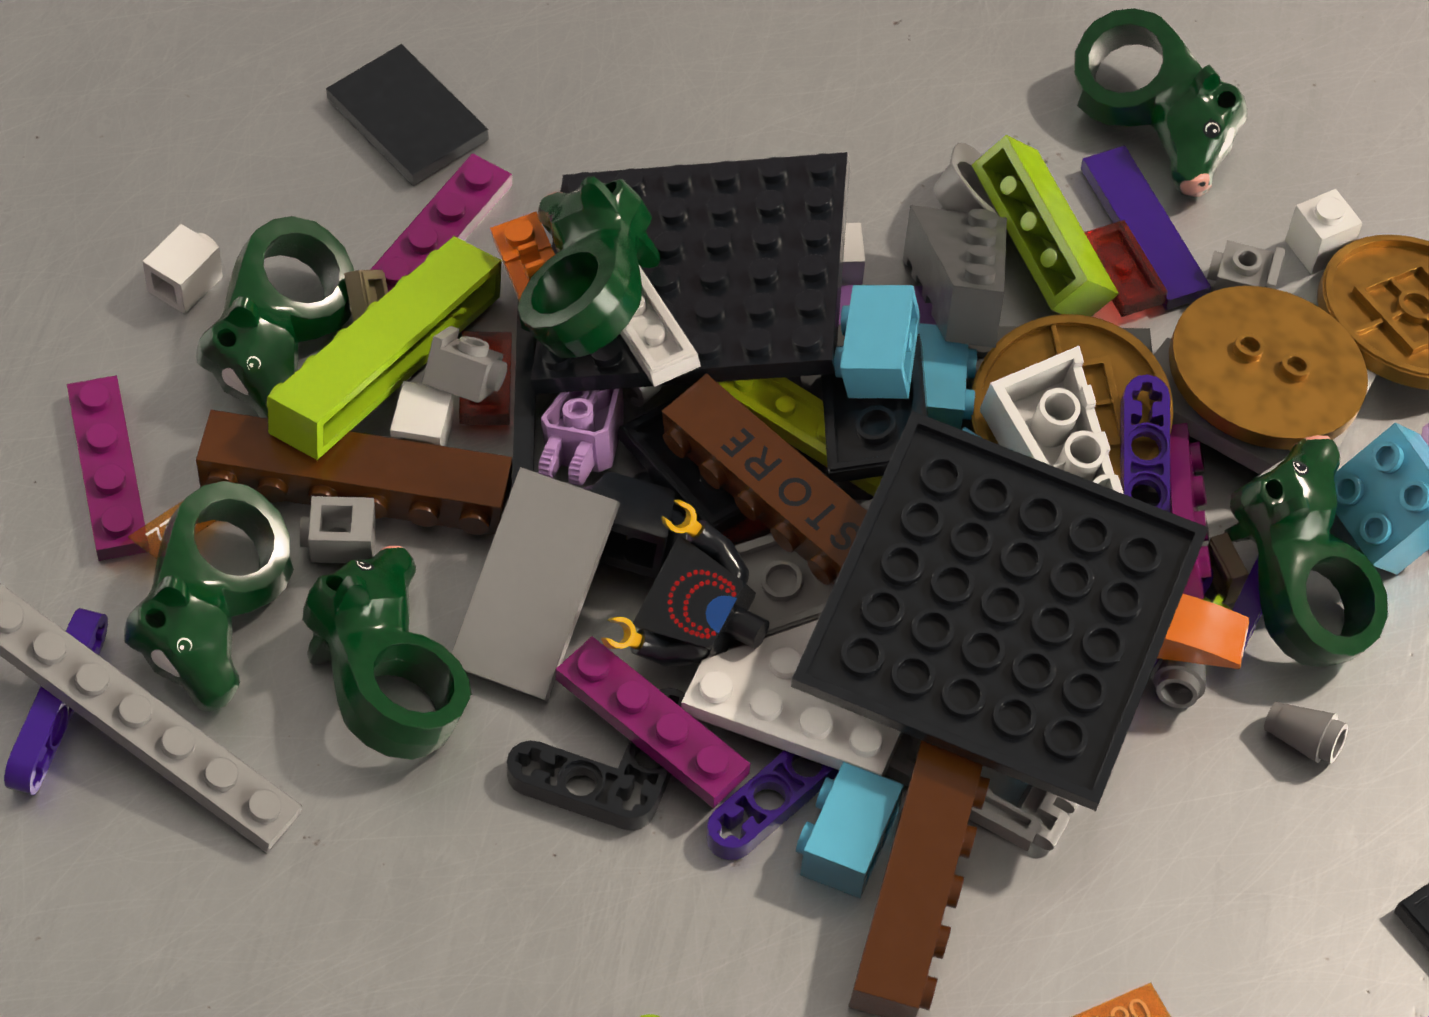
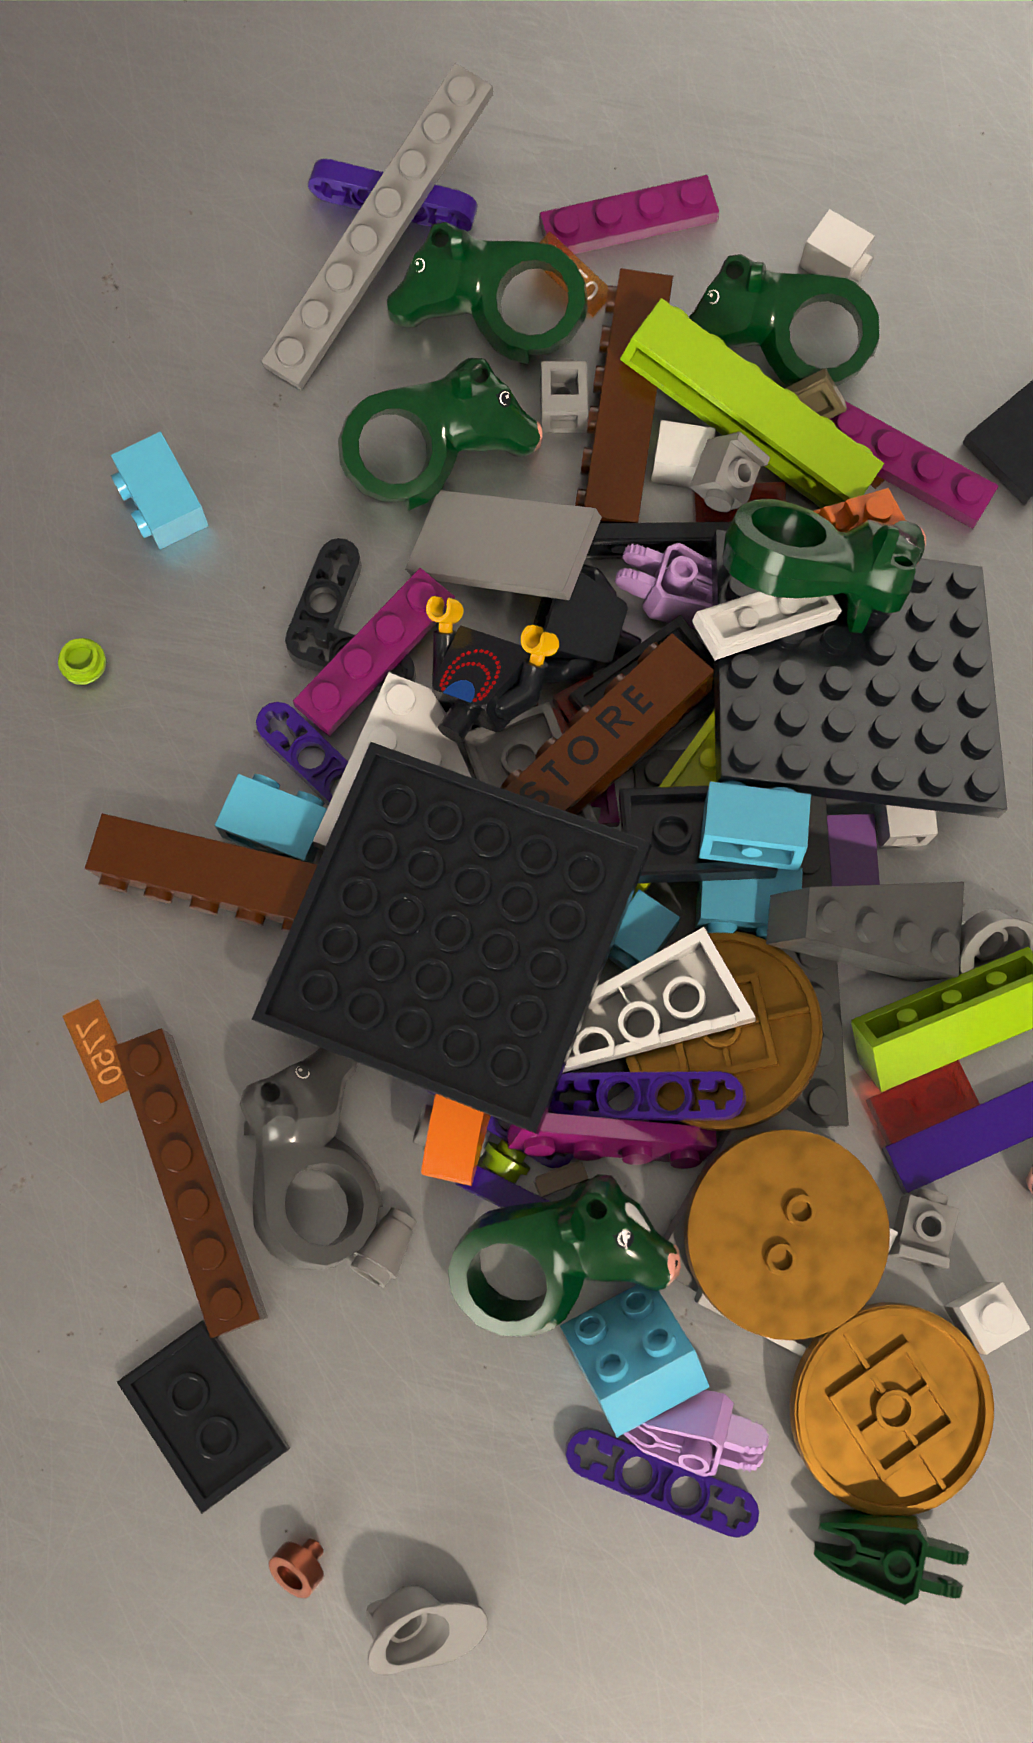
camera: 90 degrees right, 20 degrees up
(436, 953) = (159, 490): none -> medium azure brick
(1186, 799) = (295, 1131): none -> dark grey animal
(1256, 908) = (190, 1183): none -> reddish brown brick

